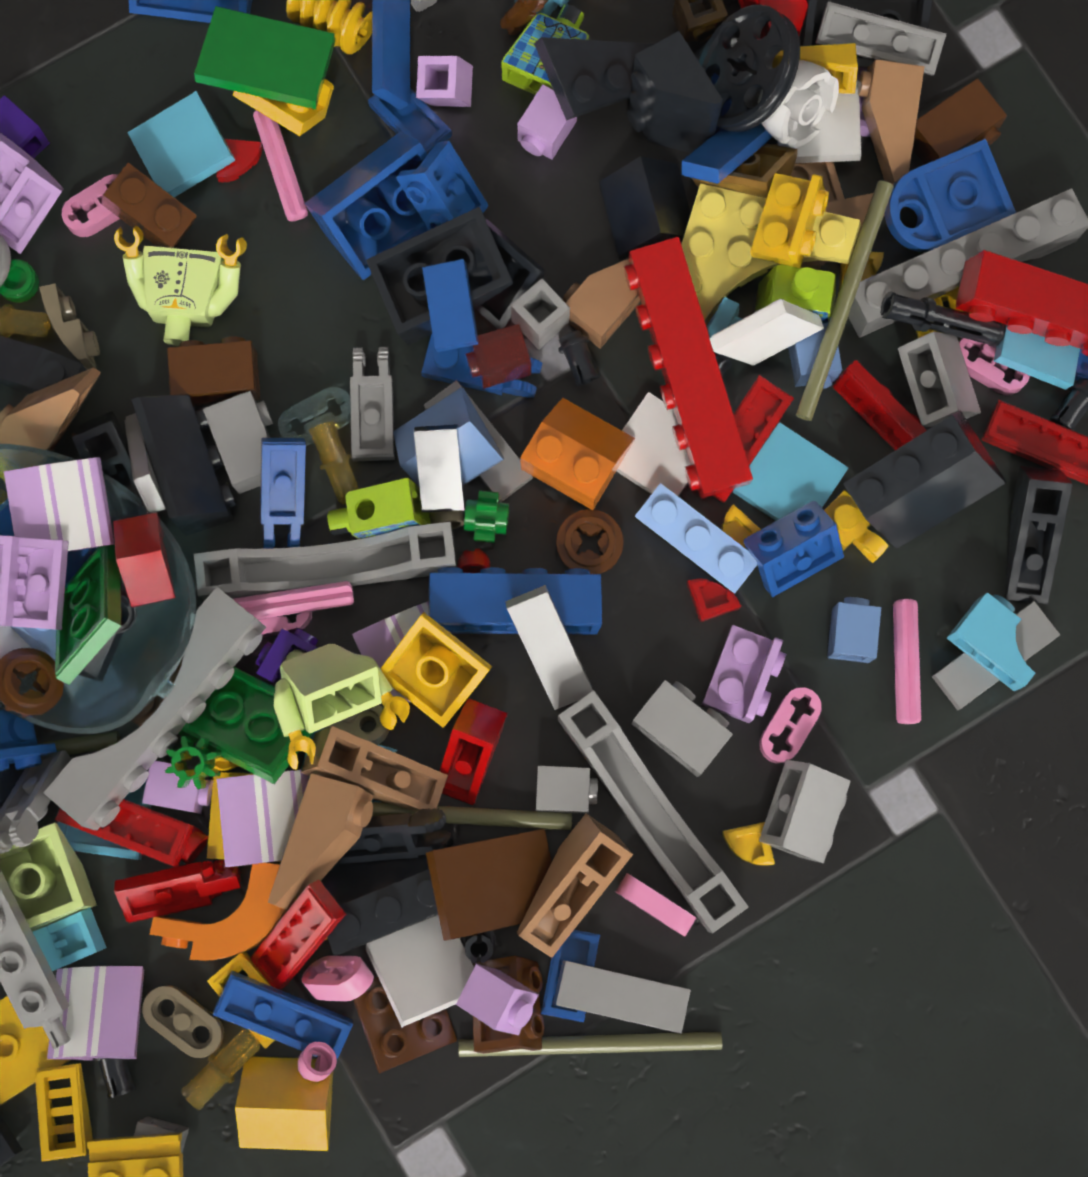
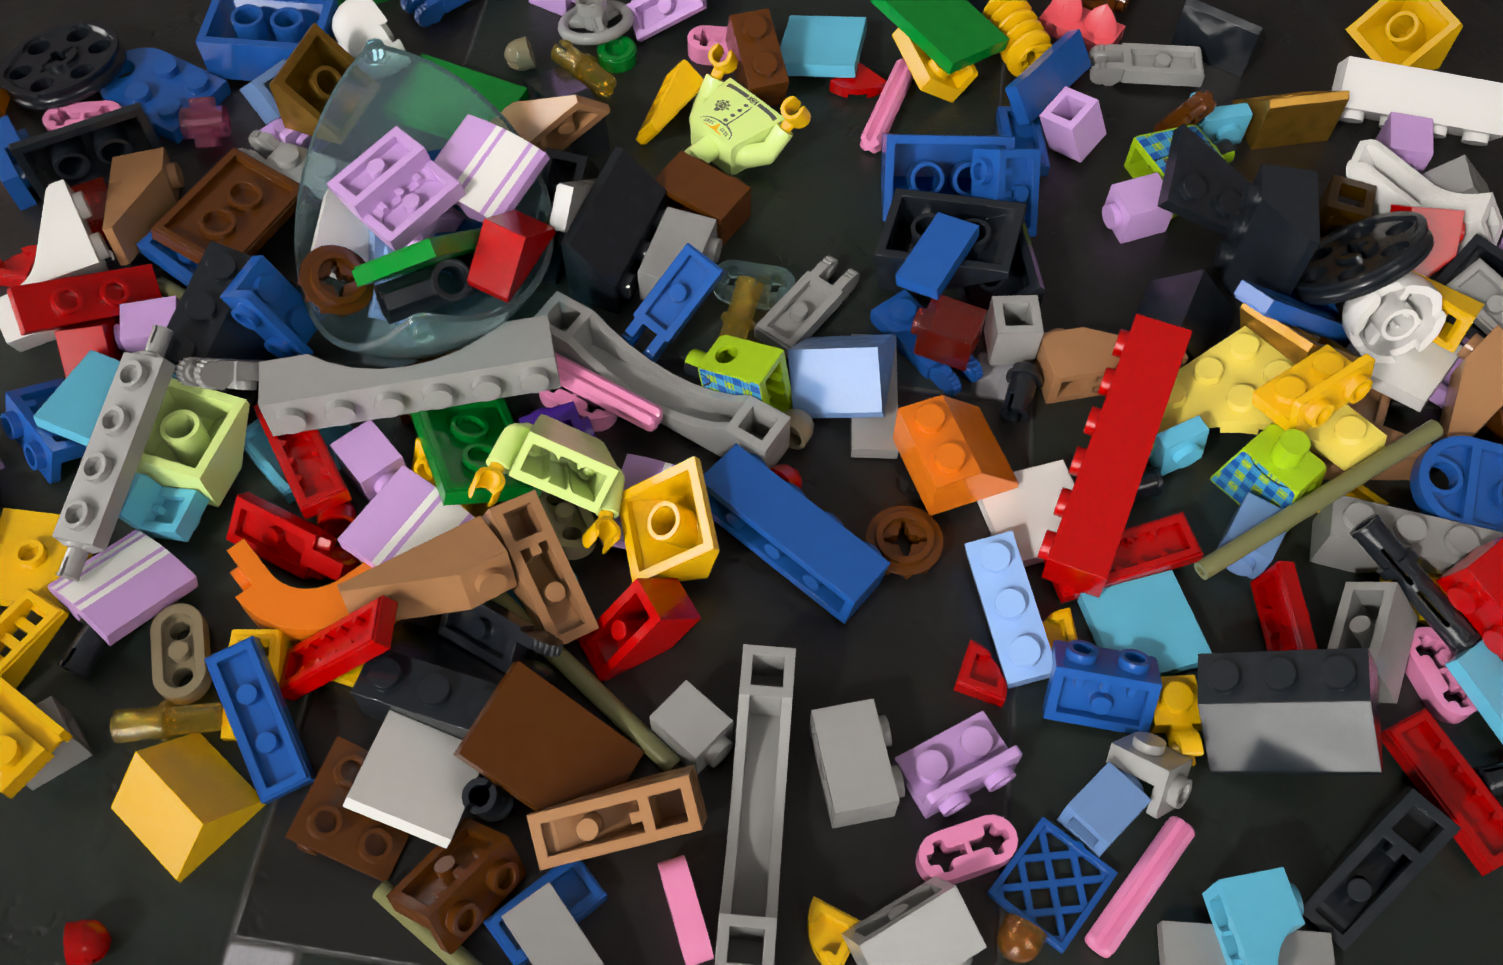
camera: 40 degrees right, 20 degrees down
(72, 331) = (622, 95): dark tan slope -> none
(108, 295) = (675, 92): none -> yellow slope
(185, 754) = (396, 436): green gear -> none
(324, 1064) = (238, 767): bright pink hinge -> none
(337, 978) = (336, 720): bright pink beam -> none
(439, 468) = (819, 371): tile -> none
(486, 516) = (828, 449): green gear -> none
(497, 1000) = (448, 854): lavender brick -> none
(549, 647) = (789, 579): tile -> none
(766, 332) = (1219, 466): white tile -> none
(855, 736) = (1075, 851): none -> blue window
(862, 756) = (1020, 939): none -> clear orange hinge
(864, 578) = (1155, 763): none -> light grey bracket

